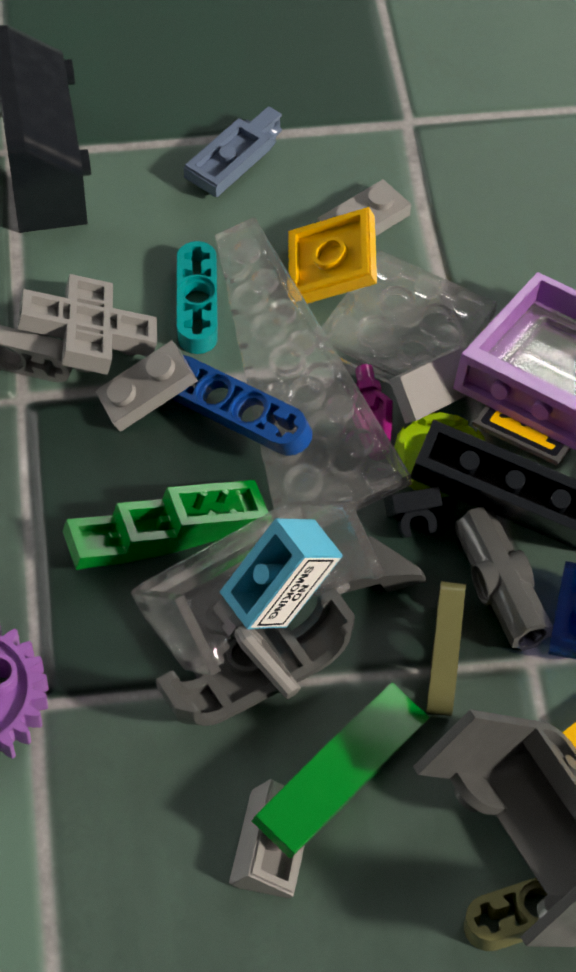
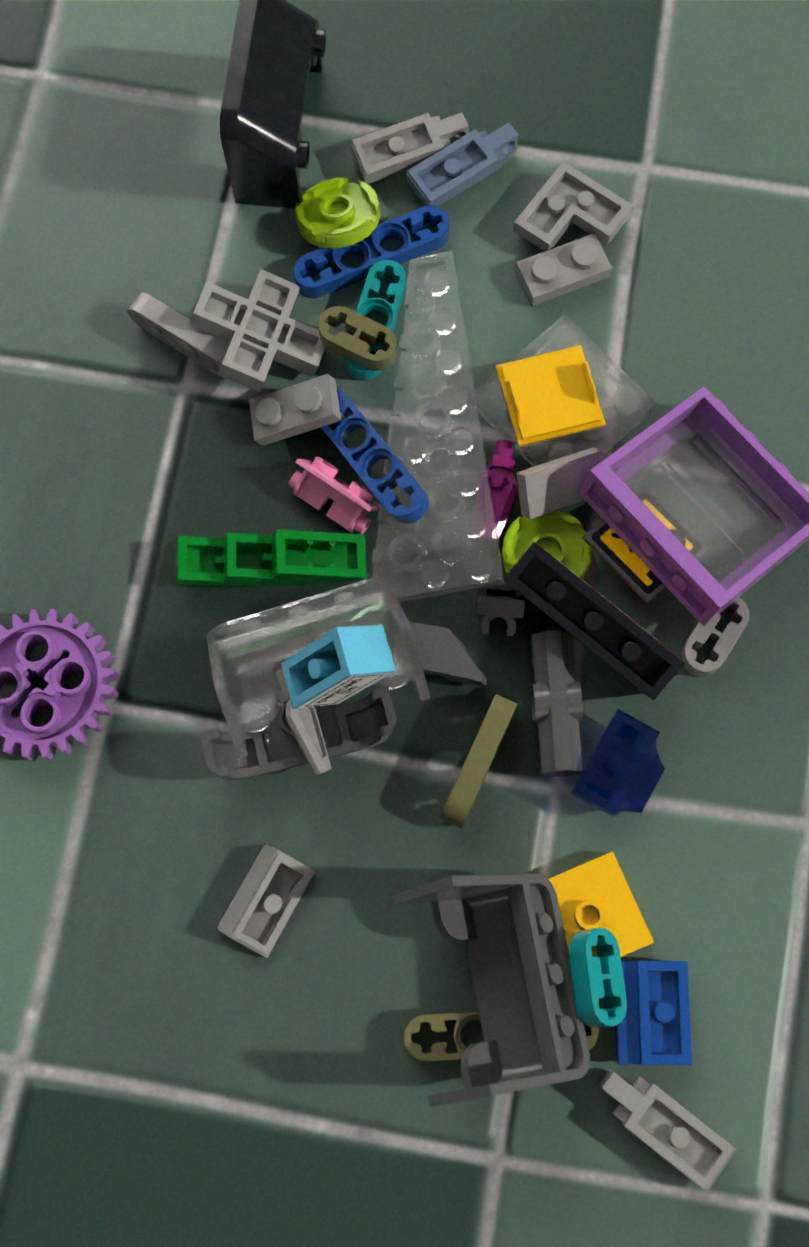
camera: 20 degrees right, 20 degrees up
(128, 215) = (337, 213): none -> lime tile
(167, 236) = (372, 251): none -> blue beam
(172, 146) = (405, 144): none -> light grey hinge
(188, 309) = (360, 333): none -> olive beam
(195, 442) = (350, 501): none -> bright pink hinge
(333, 255) = (515, 312): yellow plate -> none
(340, 770) = (342, 858): green slope -> none
(350, 157) = (571, 199): none -> light grey plate
(395, 315) = (550, 395): none -> yellow piece

